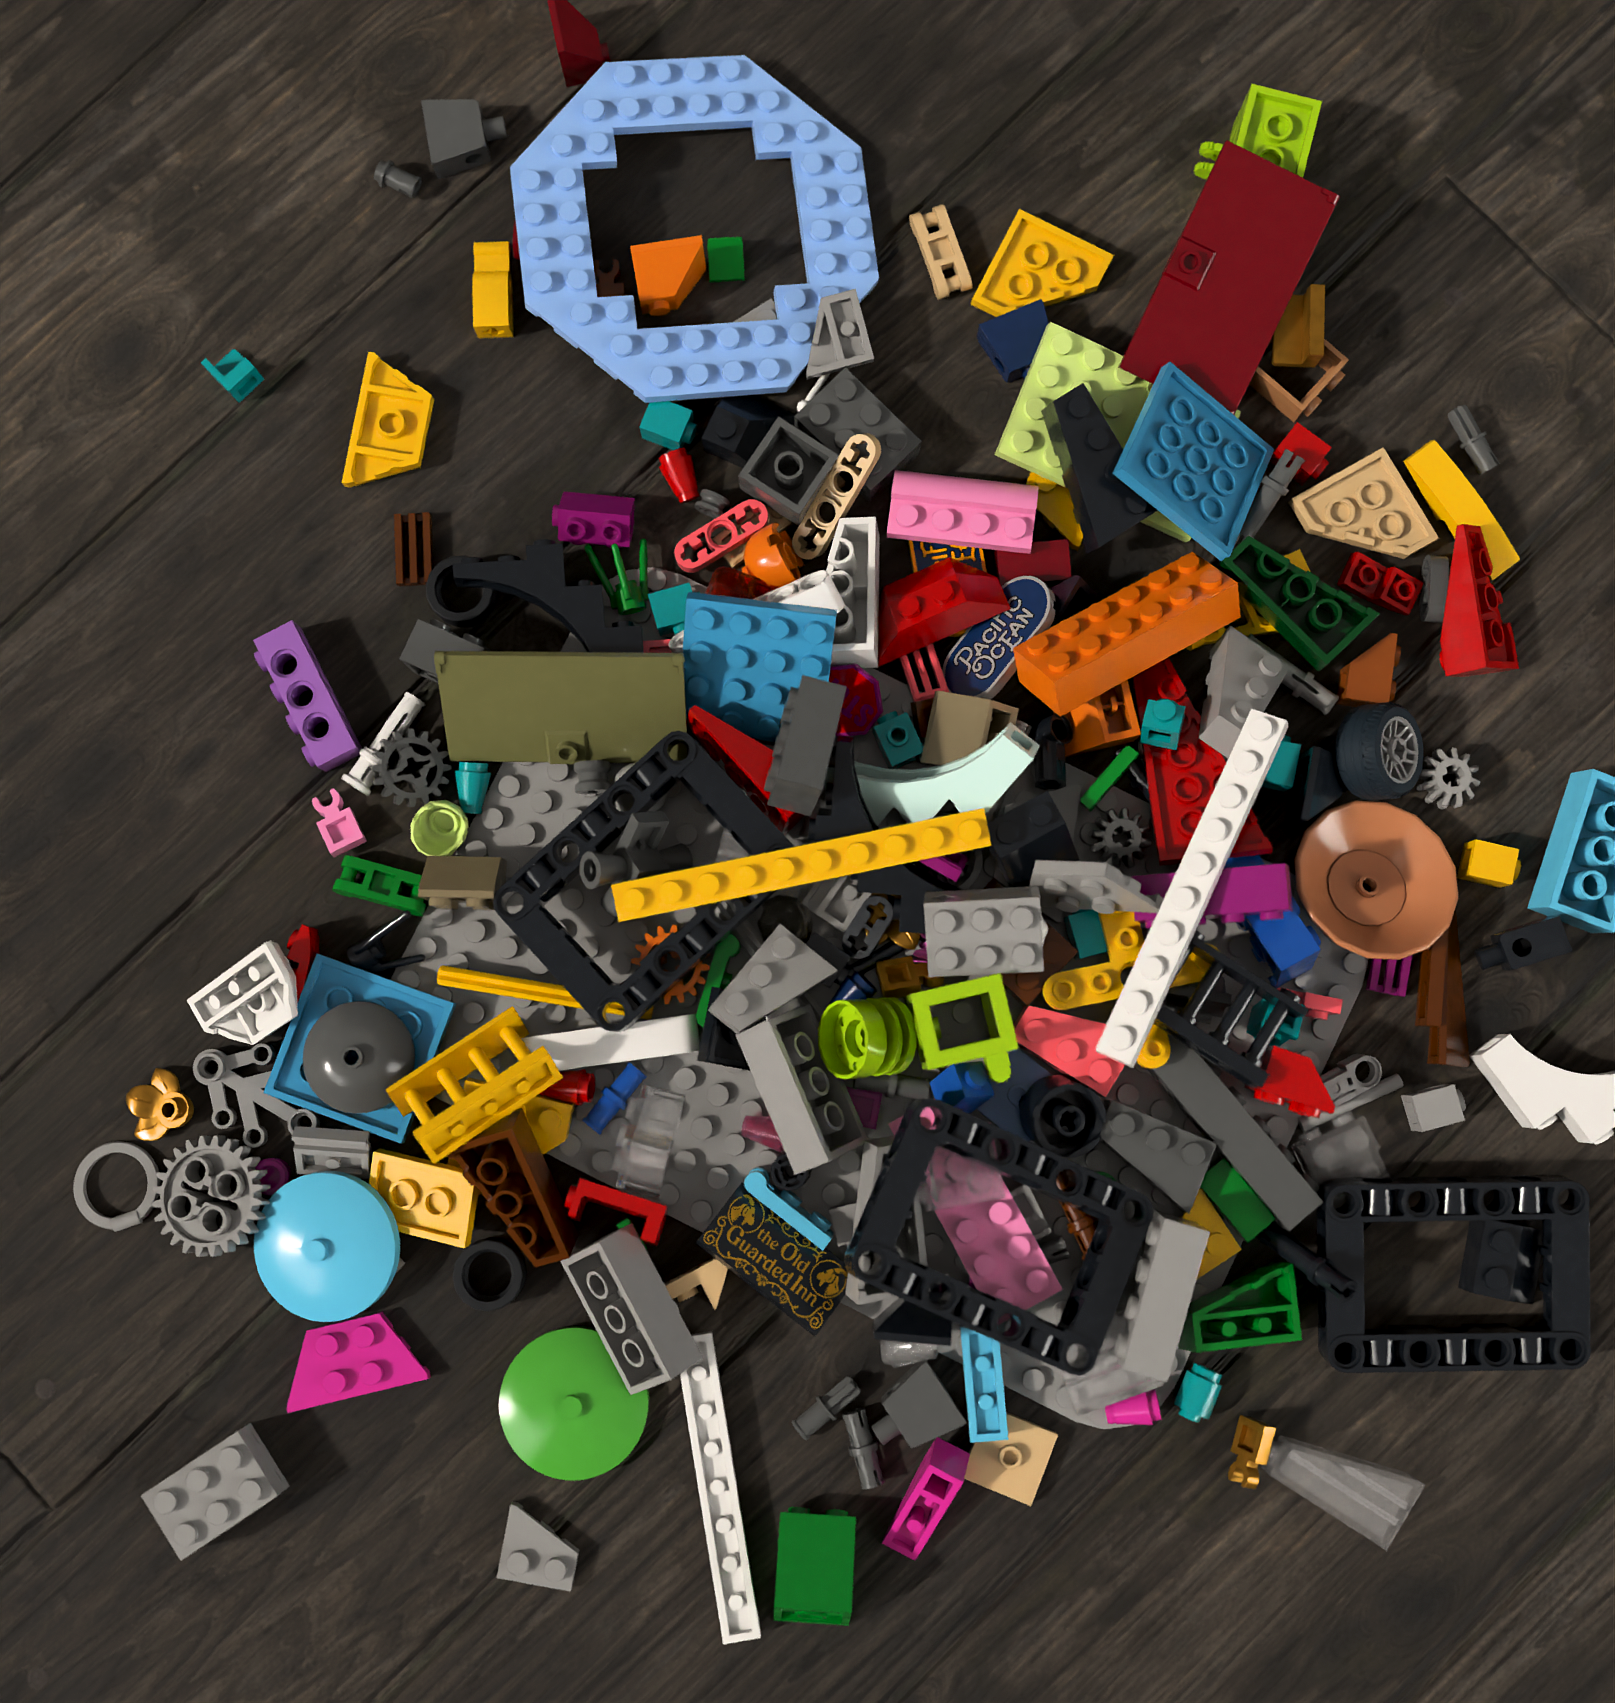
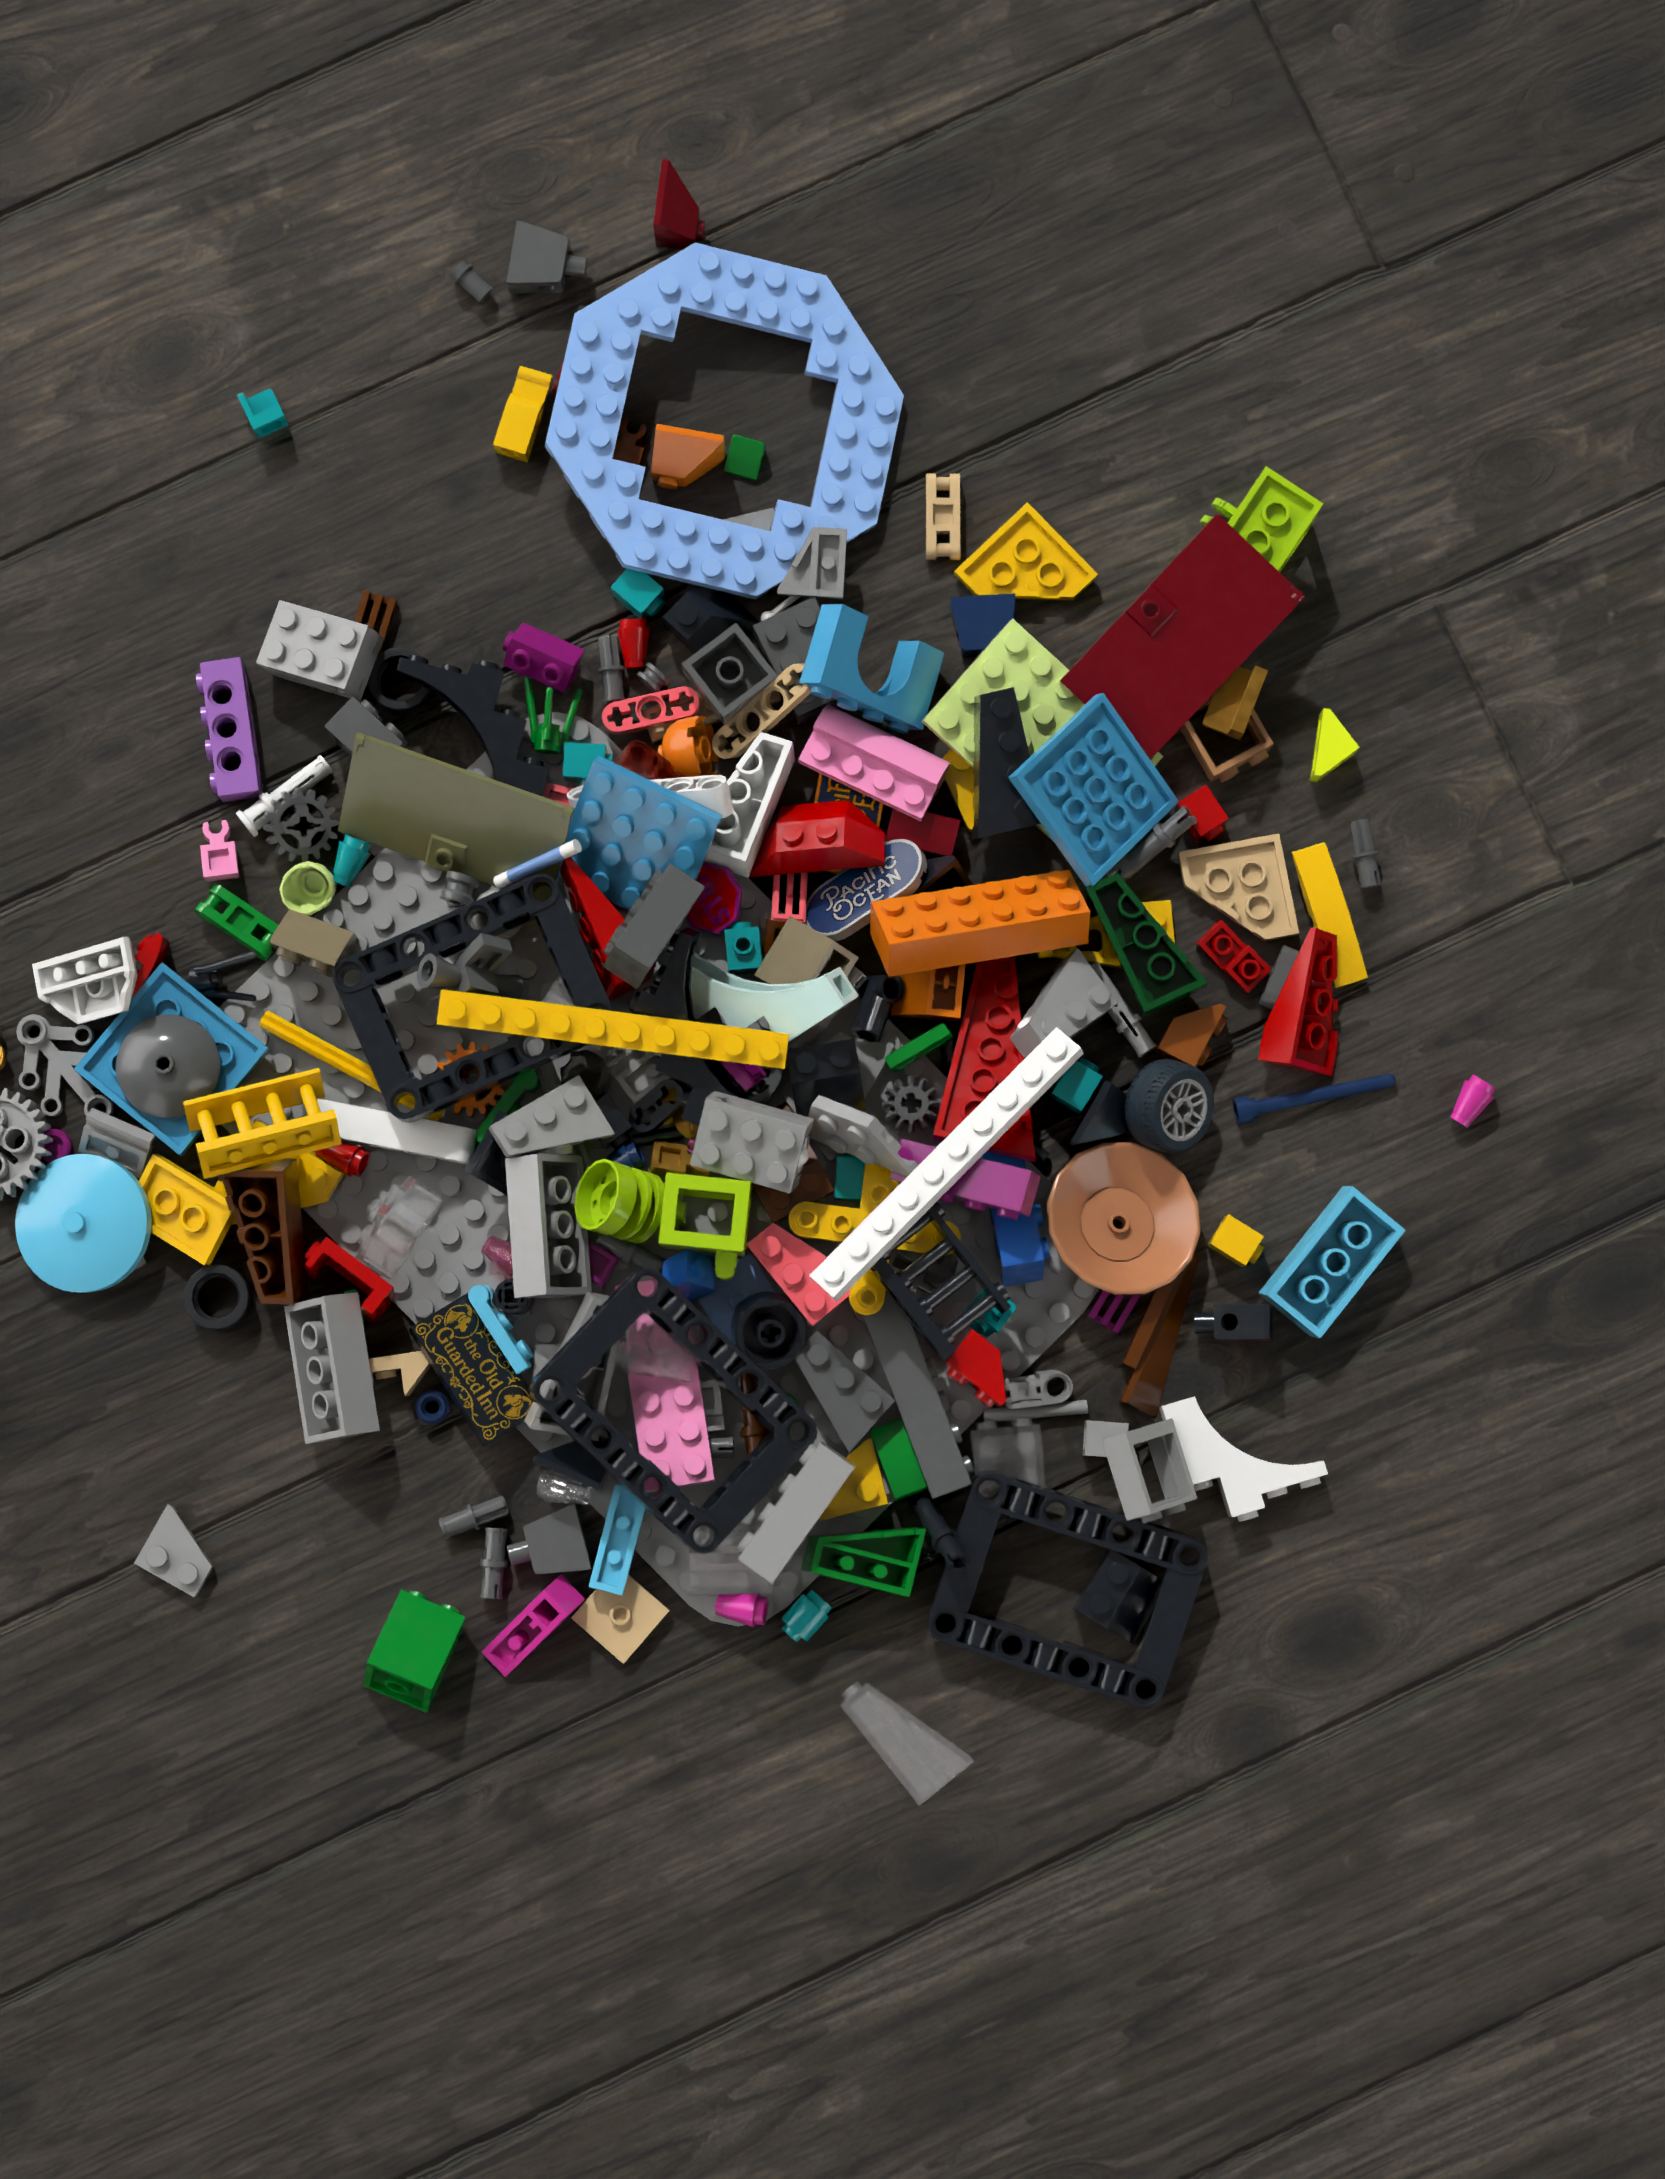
camera: 15 degrees right, 0 degrees up
(352, 1361) = (70, 1332): dark pink wing -> none
(369, 586) = (319, 650): none -> light grey piece
(387, 425) = (385, 507): yellow wing -> none
(570, 1406) = (249, 1437): bright green dish -> none
(614, 1098) = (380, 1180): blue pin -> none
(663, 724) = (537, 864): none -> medium blue bar
(666, 508) = (611, 668): none -> dark grey axle
(719, 1496) = (353, 1557): white plate -> none
(739, 1320) = (424, 1399): none -> dark blue plate
(897, 431) = (834, 672): none -> dark azure arch
(1162, 717) = (983, 1010): teal brick -> none
(1252, 1446) = (835, 1680): pearl gold plate -> none
(1319, 1005) = (1031, 1312): coral plate -> none
(1400, 344) = (1332, 745): none -> neon yellow slope
(1449, 729) = (1248, 1109): none -> dark blue piece
(1451, 792) = (1235, 1161): light grey gear -> none
(1513, 1116) = (1169, 1465): none -> light grey window

